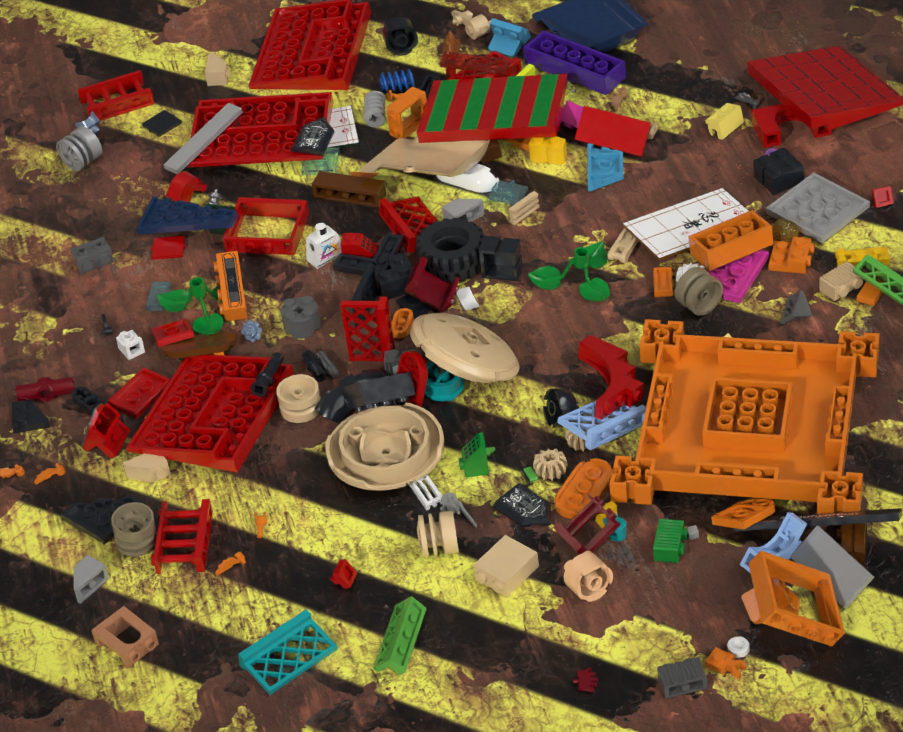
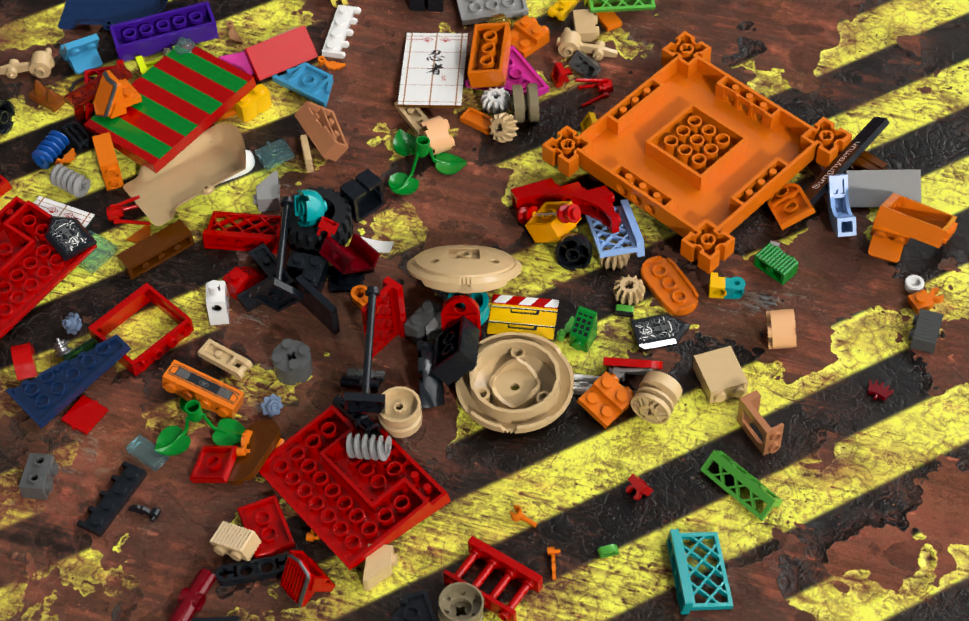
camera: 60 degrees left, 10 degrees up
(104, 304) = (113, 500): none -> black hinge
(107, 380) = (235, 541): none -> tan brick
(128, 339) = (195, 503): white brick -> none
(202, 332) = (241, 451): none -> orange piece
(240, 393) = (367, 448): none -> light grey piece
(241, 190) = (72, 323): none -> sand blue plant
(268, 590) = (607, 550): none -> bright green piece
(272, 359) = (366, 401): none -> black tile
(276, 283) = (225, 358): none -> tan plate
(351, 267) = (274, 292): none -> black tile
(367, 149) = (116, 211): none -> red plant
(414, 503) = (606, 399): none -> orange plate
(433, 249) = (327, 225): none -> red tile
(440, 229) = (309, 207): none -> teal cylinder
(462, 501) = (632, 363): none -> red tile
(467, 418) = (523, 315): none -> yellow sticker
(468, 73) = (114, 96): none -> orange piece
(476, 602) = (749, 411): none -> nougat panel
(552, 198) = (323, 130): none -> nougat wedge
(559, 76) = (184, 46): none -> clear light blue plant
(576, 374) = (549, 221): none -> light orange brick
(593, 508) = (738, 284): dark red panel -> none
(608, 262) = (437, 131): none -> light nougat brick
(640, 170) = (330, 64): none -> orange piece
(660, 295) = (503, 127): none -> tan gear
(682, 151) = (339, 30): none -> white hinge
(764, 298) = (559, 74): none -> red tile
(777, 329) = (603, 86): none -> red plant
(809, 283) = (570, 42): none -> tan piece

